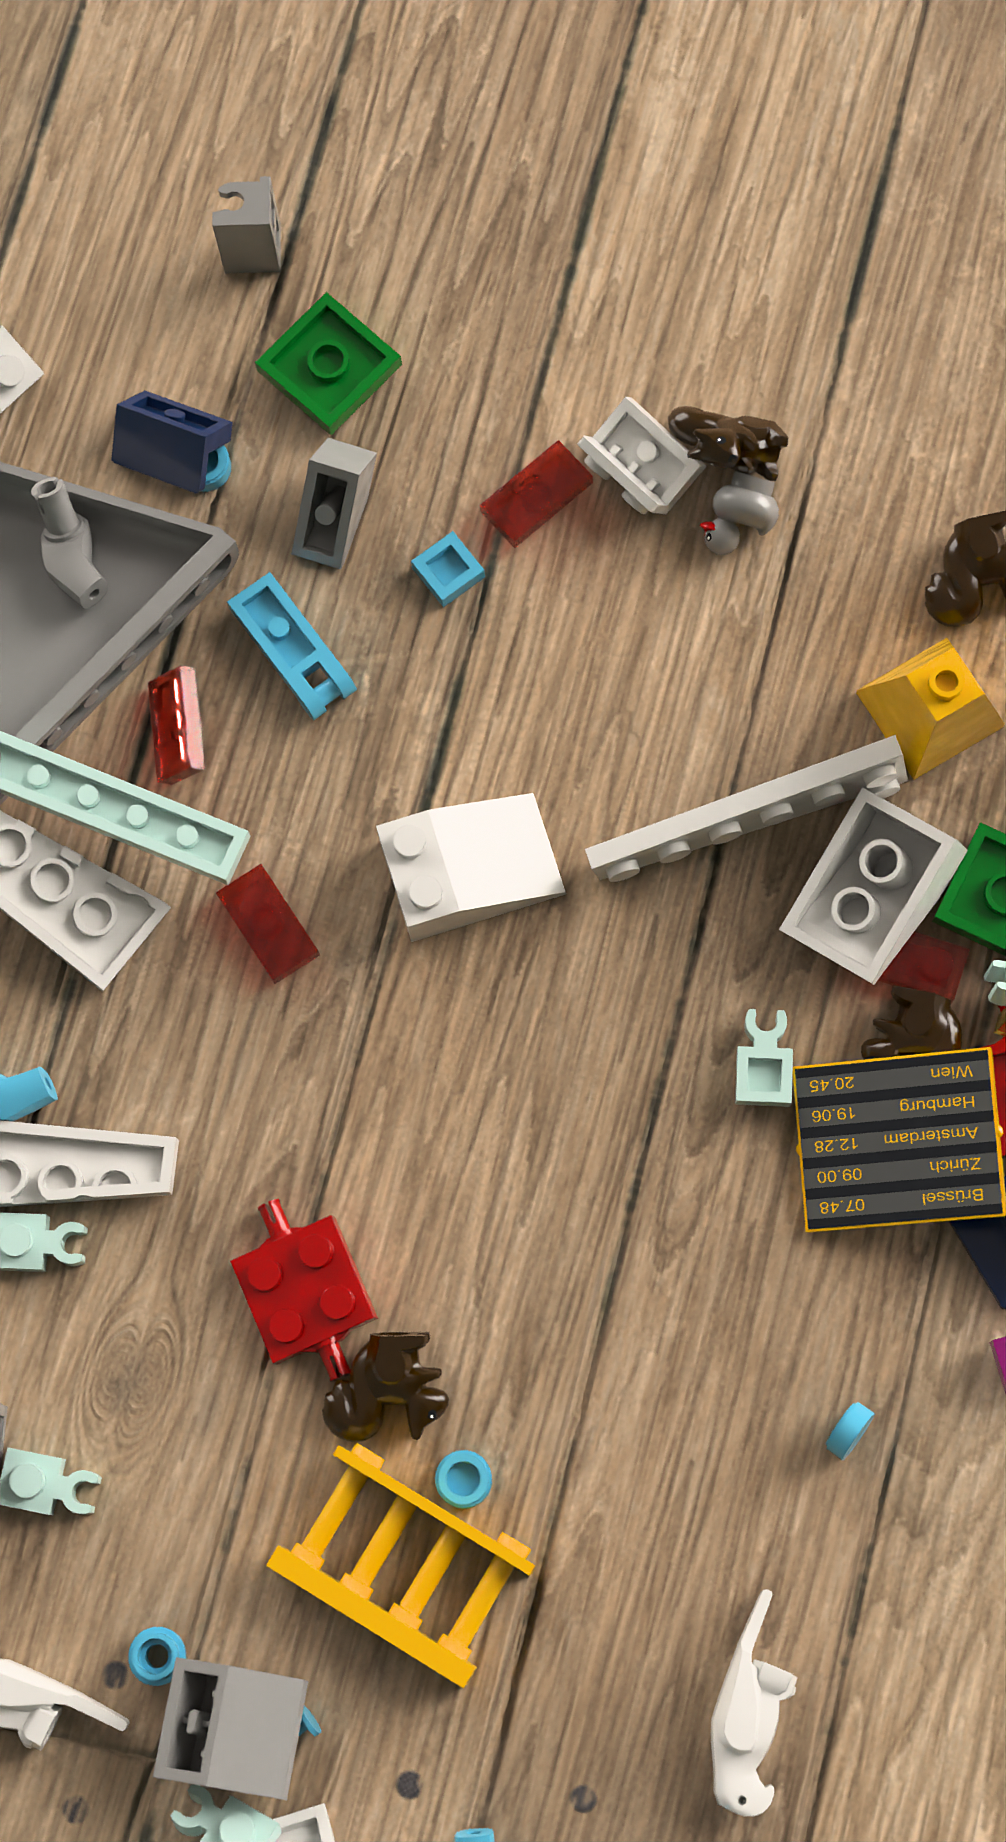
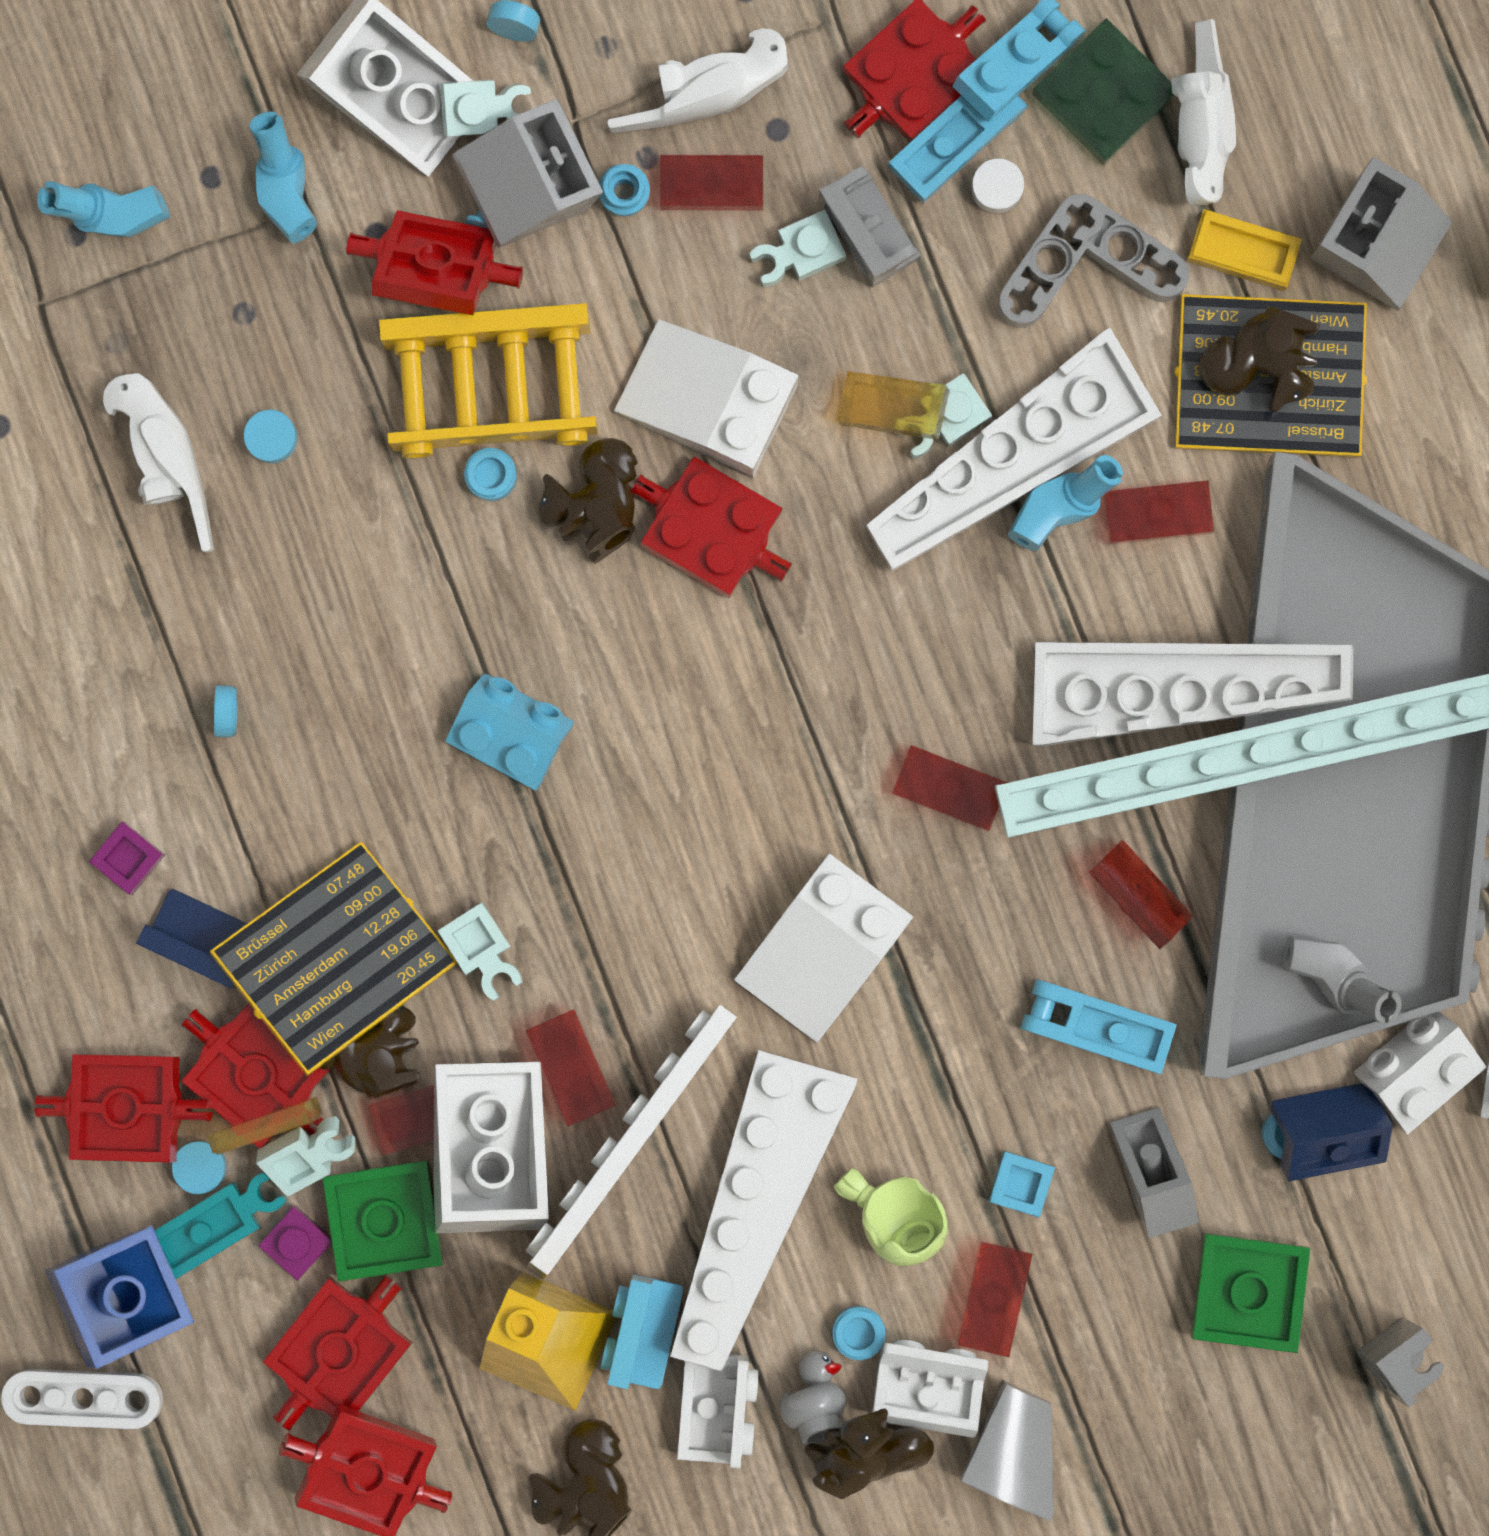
camera: 140 degrees right, 10 degrees up
(63, 439) = (1420, 1069): none -> white bracket
(68, 1281) = (893, 405): none -> clear yellow tile
(74, 1605) = (711, 182): none -> clear red plate
(221, 1408) = (708, 396): none -> white slope
(375, 1708) = (434, 262): none -> red plate
(566, 602) = (898, 1217): none -> yellowish green hair
(606, 369) = (1015, 1452): none -> light grey slope
(607, 1235) = (509, 730): none -> medium azure bracket
(638, 1659) = (270, 436): none -> medium azure tile
(648, 716) = (770, 1163): none -> white wing
(667, 543) = (858, 1332): none -> medium azure tile
(755, 911) = (571, 1067): none -> clear red plate
(826, 557) = (715, 1412): none -> white bracket
(845, 655) = (645, 1334): none -> medium azure bracket

